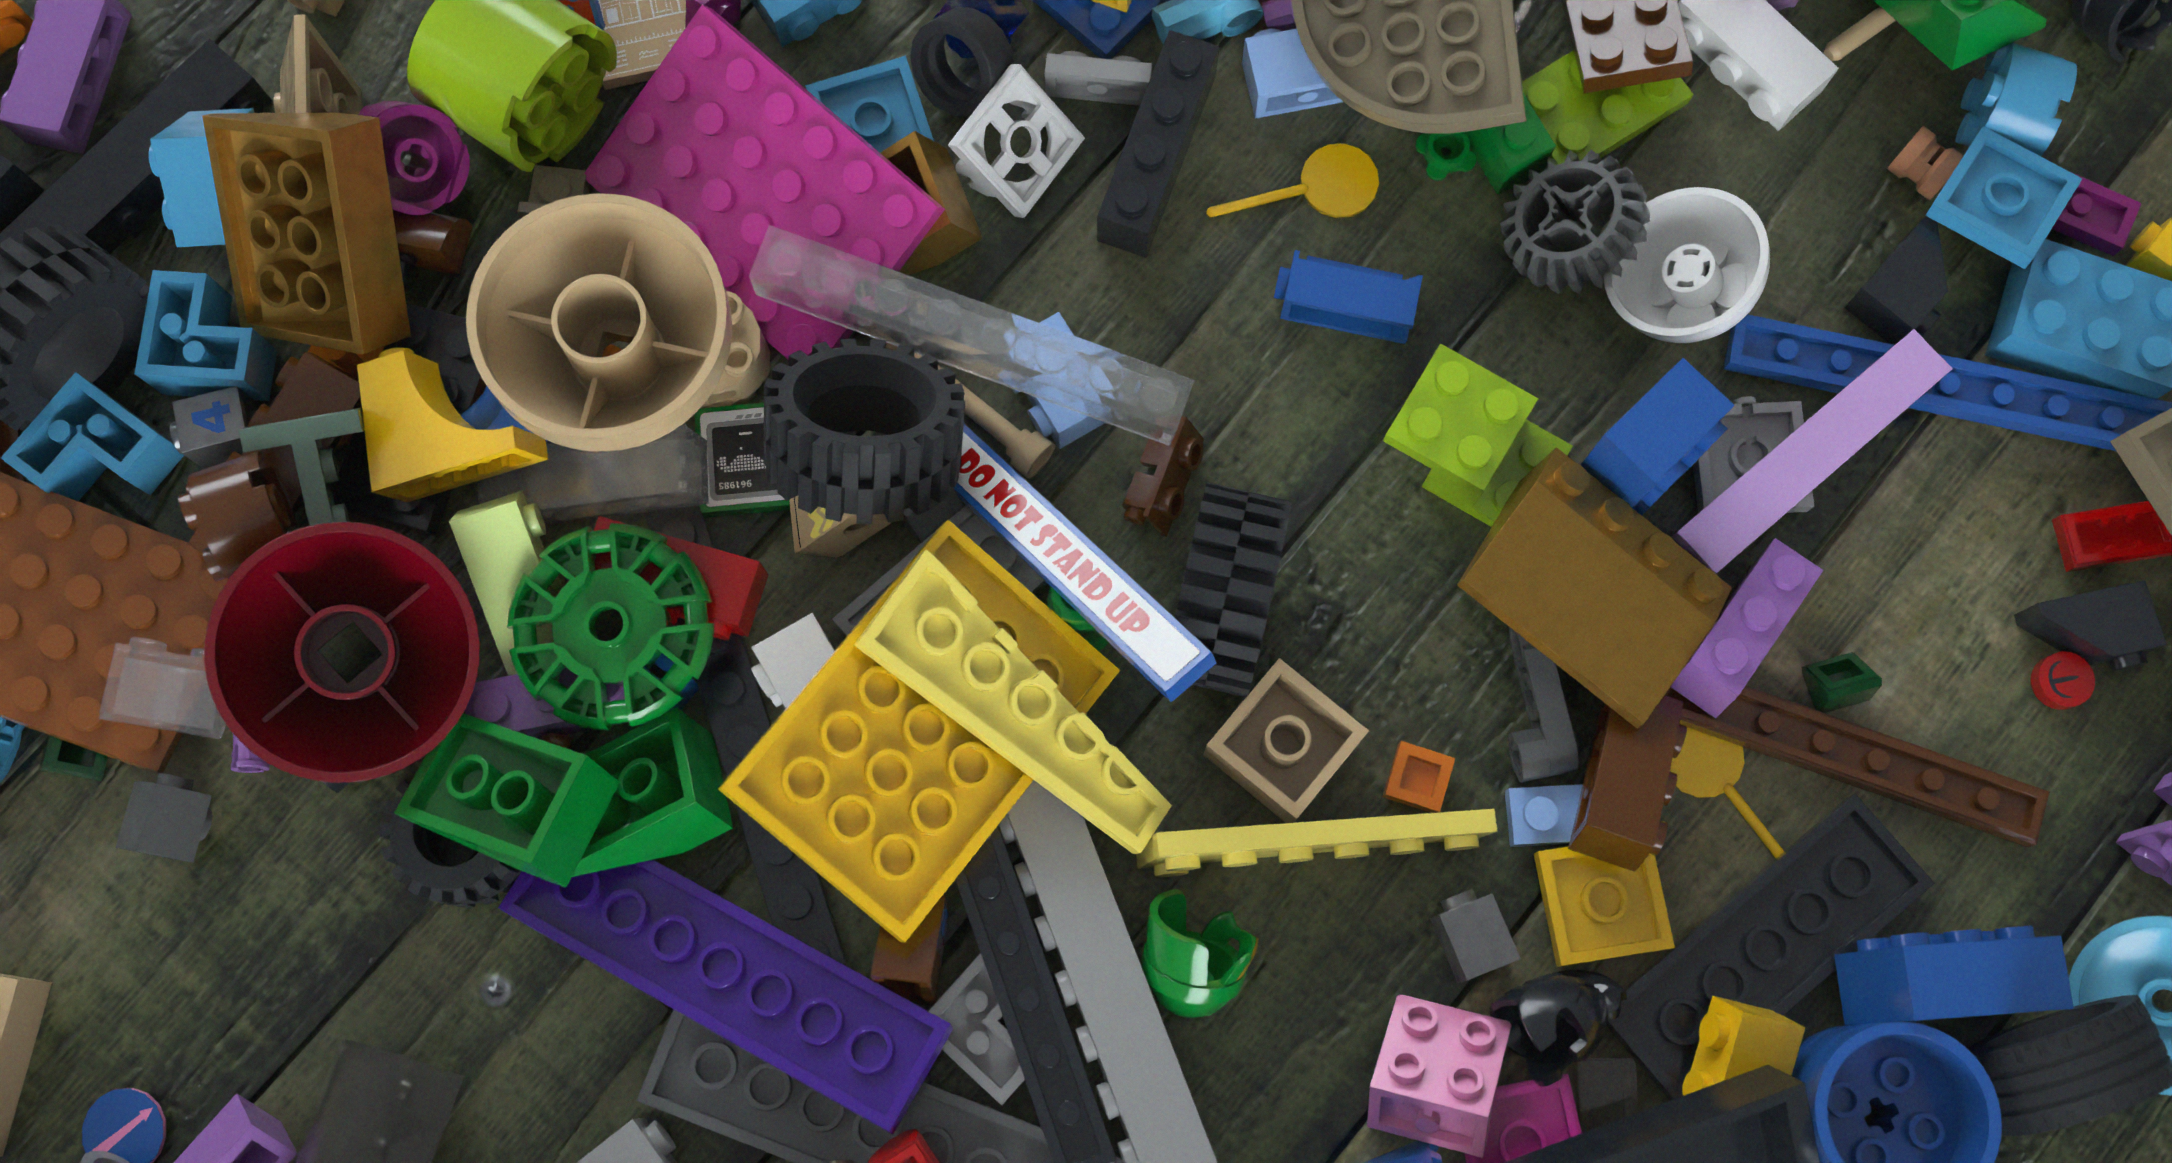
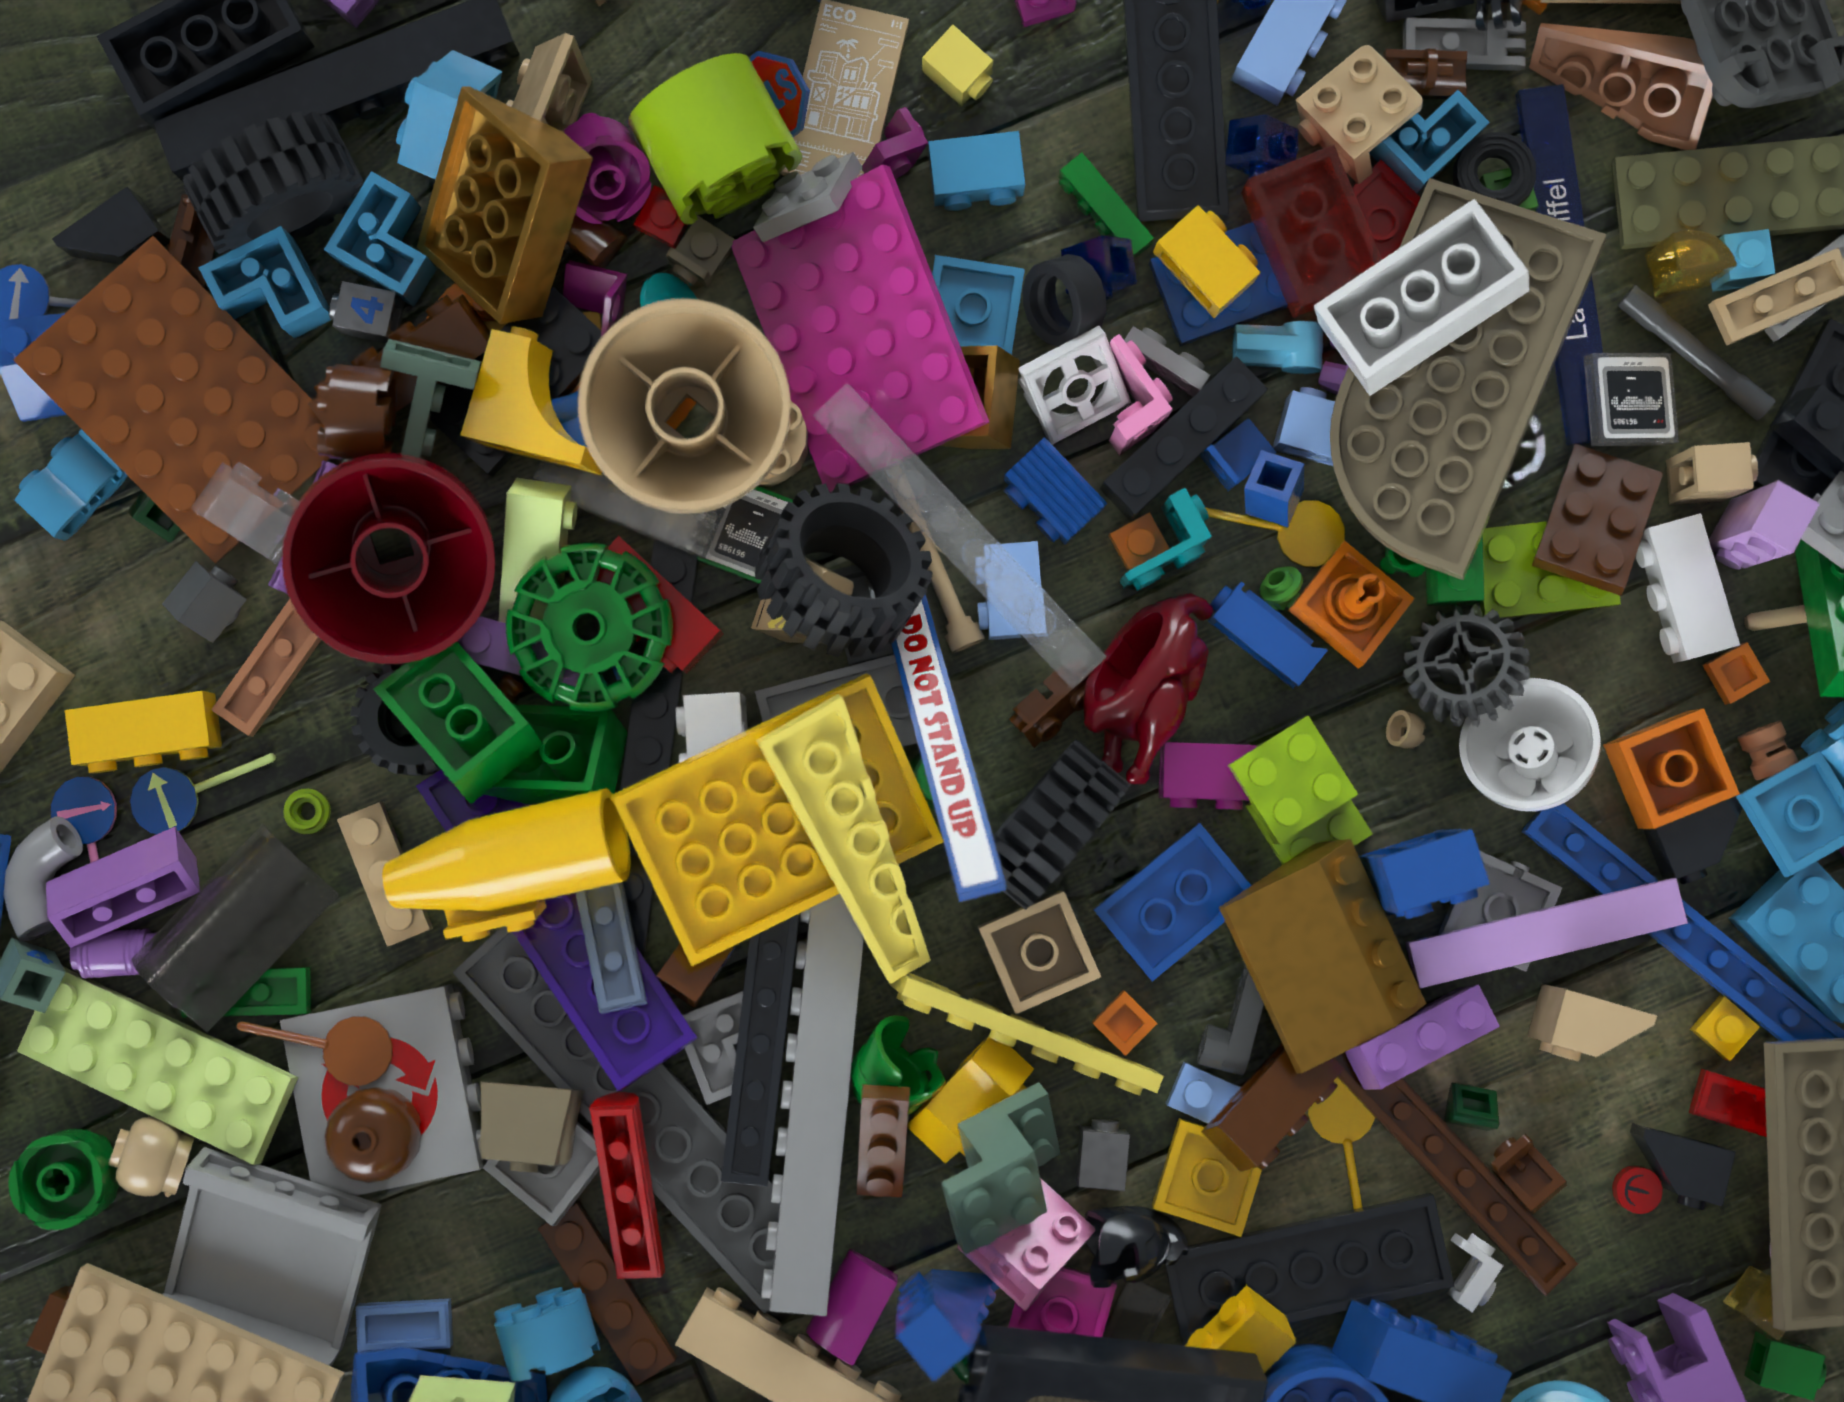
camera: 20 degrees right, 10 degrees up
(153, 1002) = (143, 731): none -> yellow brick
(223, 1063) = (170, 799): none -> blue piece
(274, 860) = (267, 672): none -> nougat plate
(370, 1002) = (293, 808): none -> lime plate
(448, 285) = (596, 291): none -> magenta bracket
(498, 186) = (660, 219): none -> red plate
(509, 1029) = (371, 845): none -> tan plate
(630, 90) = (807, 196): none -> light grey plate
(636, 930) = (508, 862): none -> yellow piece
(798, 965) = (611, 948): none -> sand blue tile
(1050, 261) = (1053, 492): none -> blue brick
(1098, 113) = (1151, 398): none -> bright pink bracket
(1168, 272) = (1138, 541): none -> orange plate
(1211, 223) = (1187, 520): none -> teal bracket
(1221, 135) = (1236, 454): none -> blue bracket
(1221, 1039) = (882, 1140): none -> reddish brown plate
(1251, 395) = (1147, 681): none -> dark red piece
(1278, 144) = (1274, 488): none -> blue brick
(1294, 946) = (982, 1080): none -> yellow brick
(1340, 243) = (1281, 587): none -> bright green plate
(1359, 470) = (1201, 773): none -> magenta brick
(1374, 1001) = (1002, 1174): none -> sand green bracket
(1401, 622) = (1172, 901): none -> blue plate
(1421, 223) = (1351, 604): none -> orange plate
(1544, 315) = (1405, 720): none -> tan hinge
(1843, 224) = (1671, 769): none -> orange brick
(1848, 105) = (1736, 673): none -> orange plate
(1904, 523) = (1579, 1023): none -> tan slope
(1939, 719) = (1526, 1173): none -> reddish brown bracket
(1951, 856) = (1476, 1280): none -> white bracket
(2050, 465) = (1724, 1028): none -> yellow plate

